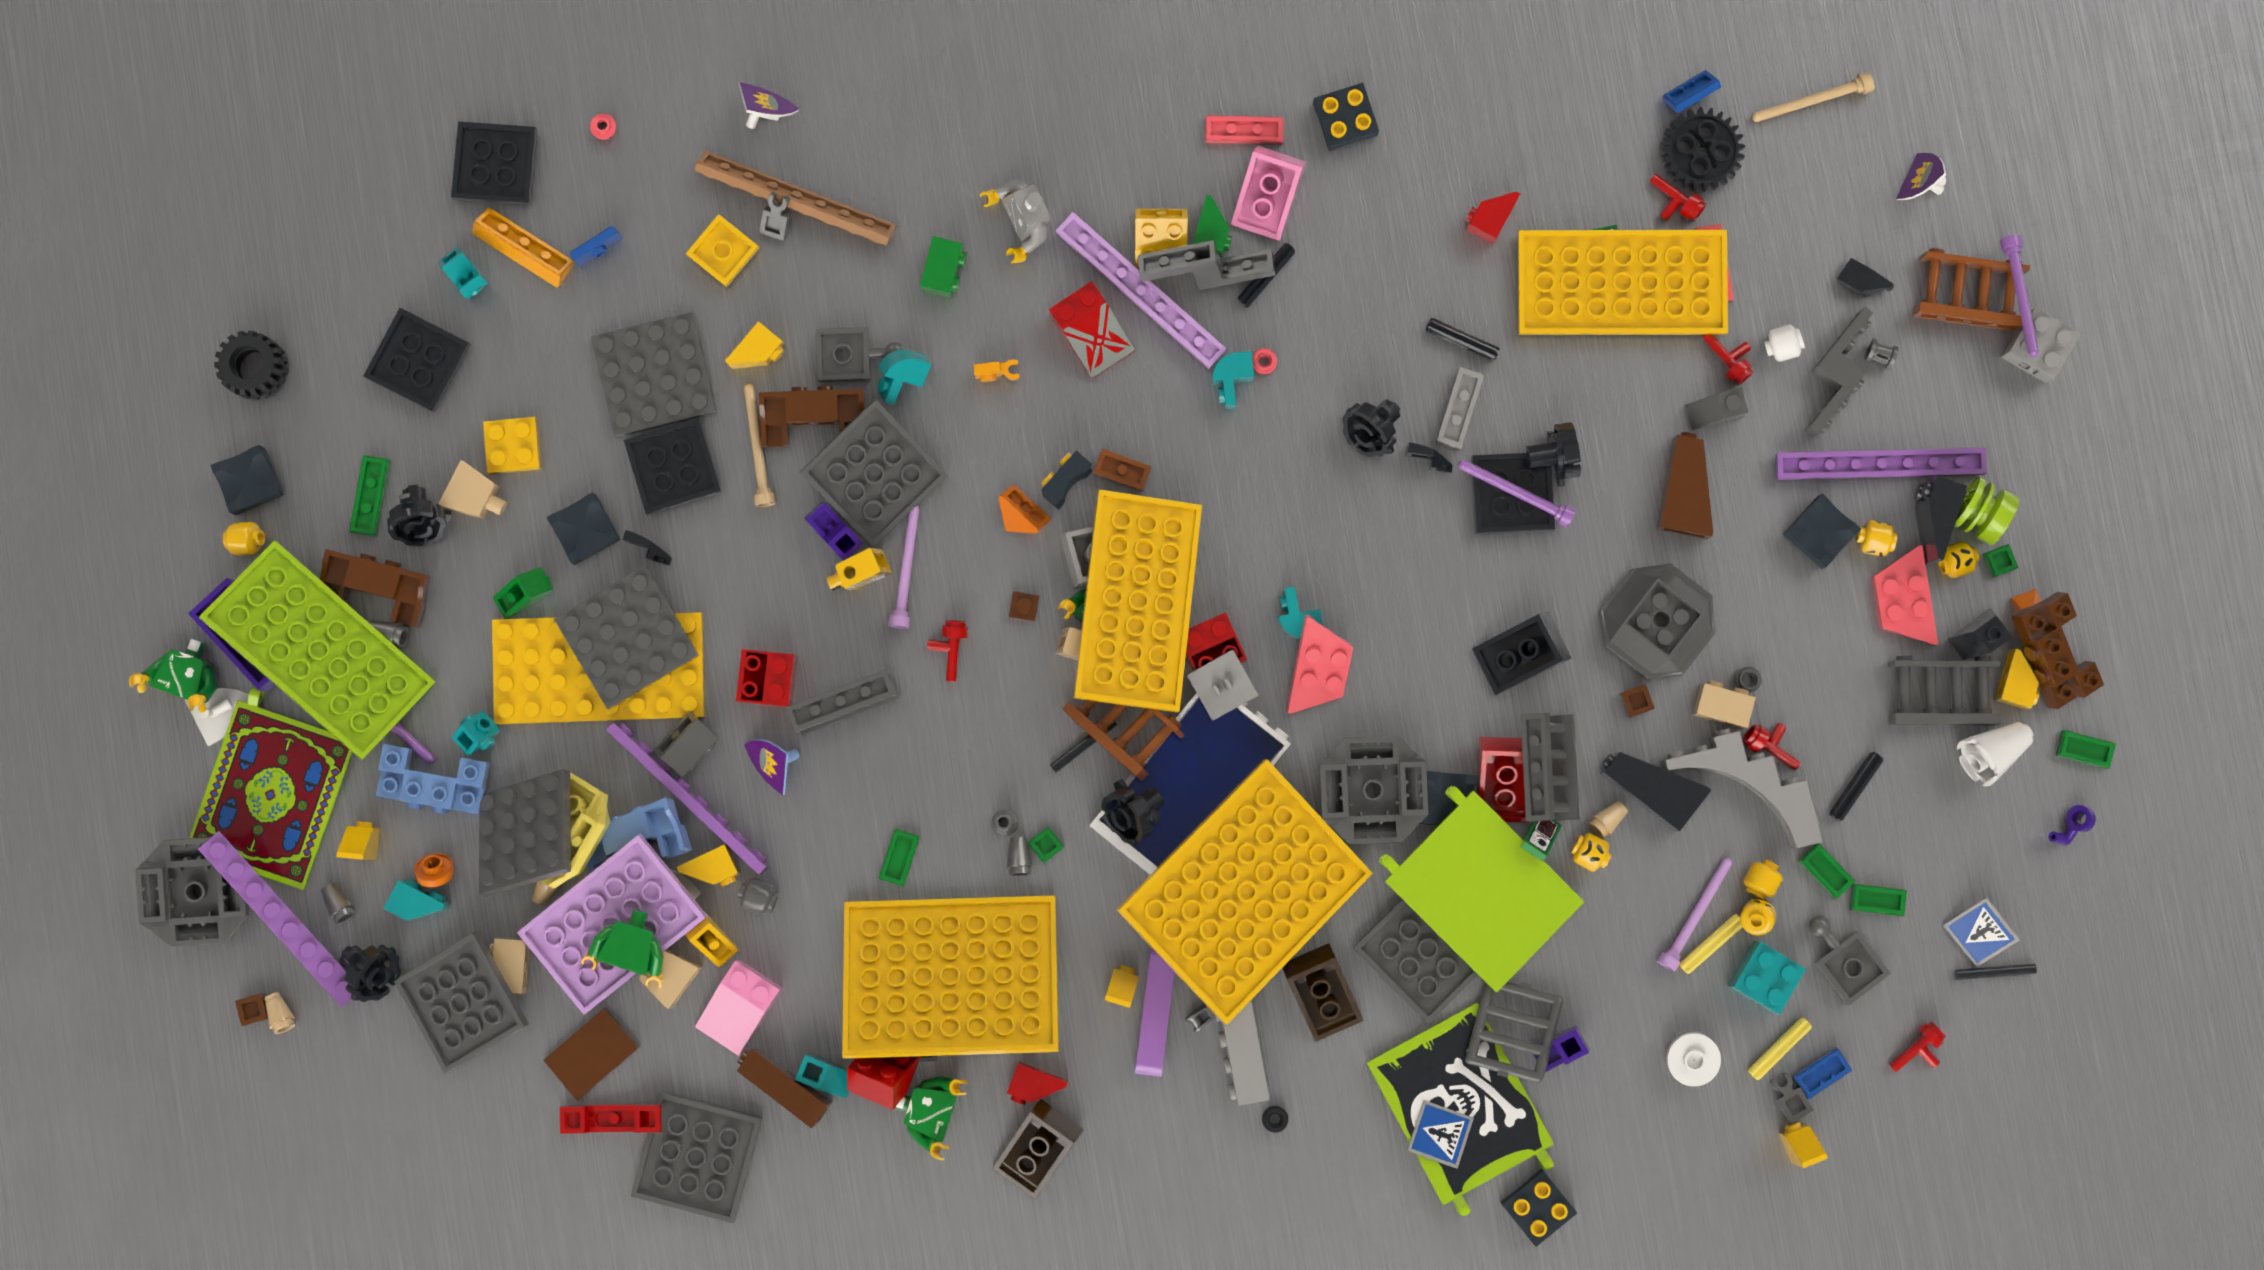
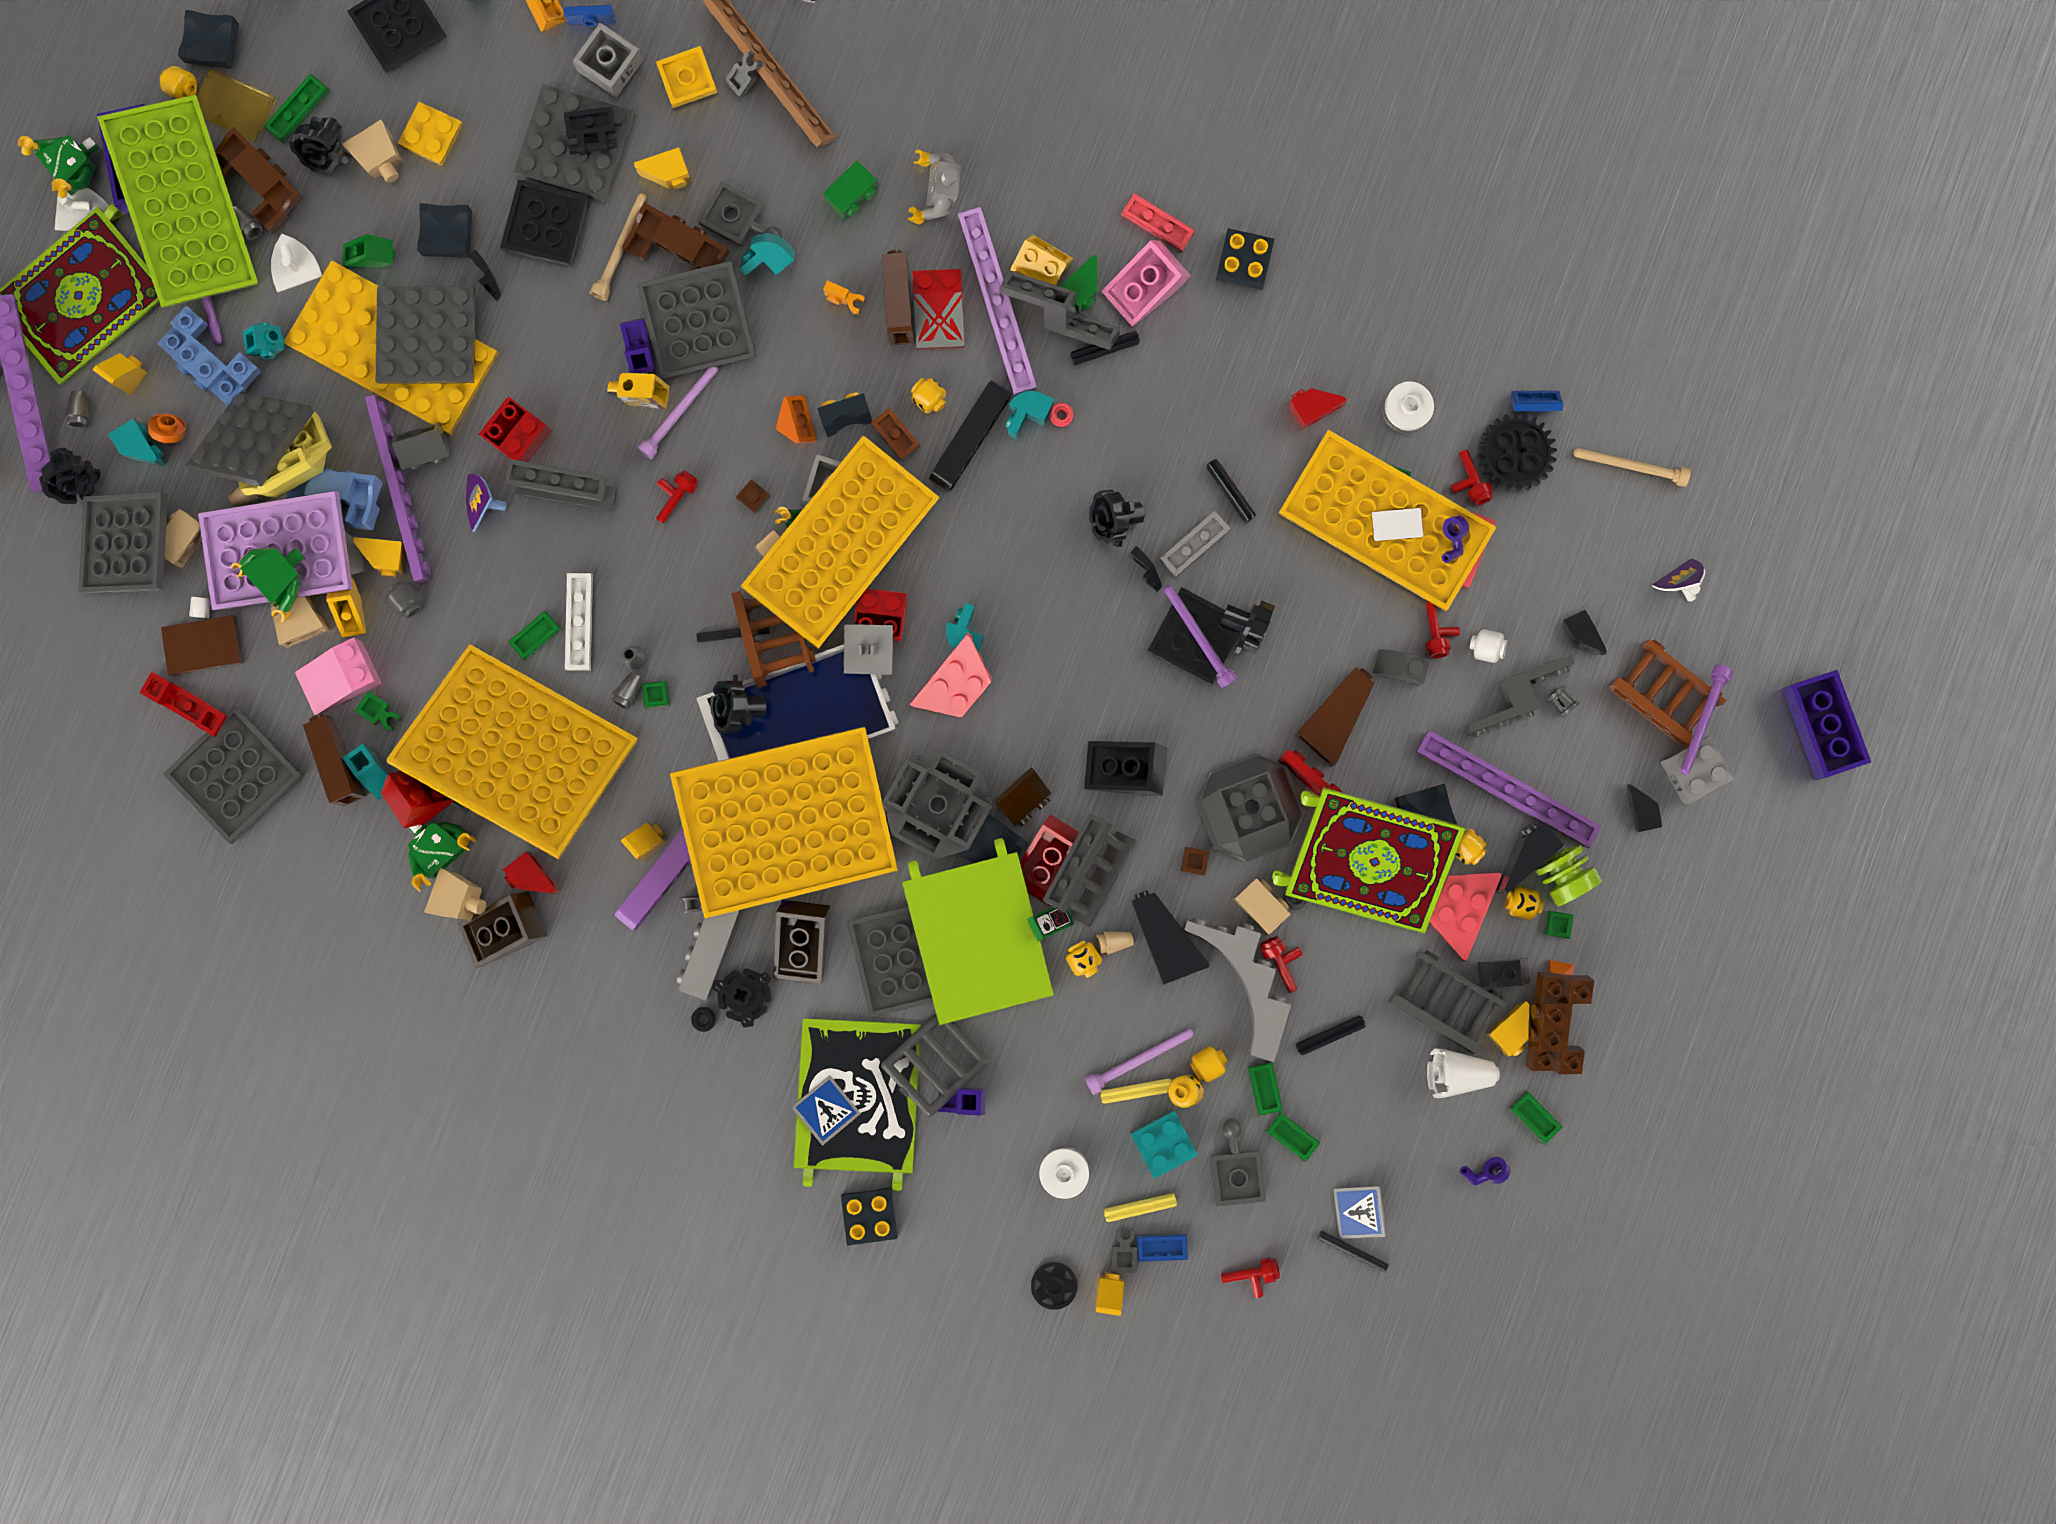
camera: 35 degrees right, 0 degrees up
(308, 526) = (234, 104): none -> clear yellow piece
(456, 645) = (292, 264): none -> white shield
(568, 1019) = (200, 607): none -> white hose
(641, 278) = (608, 60): none -> light grey brick
(661, 348) = (590, 123): none -> black plate
(792, 1016) = (376, 709): none -> green plate
(933, 820) = (578, 622): none -> white plate
(977, 1145) = (454, 897): none -> tan torso
(1048, 341) = (897, 298): none -> reddish brown slope
(1131, 416) = (928, 395): none -> yellow head
(1192, 430) = (970, 436): none -> black beam
(1299, 1062) = (730, 990): none -> black piece
(1447, 736) = (1023, 797): none -> dark brown slope
(1578, 166) = (1407, 407): none -> white piece
(1635, 280) = (1397, 524): none -> white sticker
(1695, 259) = (1455, 535): none -> dark purple plate
(1703, 562) = (1308, 776): none -> red plate
(1744, 1168) = (1054, 1285): none -> black wheel
(1800, 603) = (1372, 859): none -> flag
(2015, 409) = (1645, 810): none -> black slope
(2132, 234) = (1826, 725): none -> dark purple brick

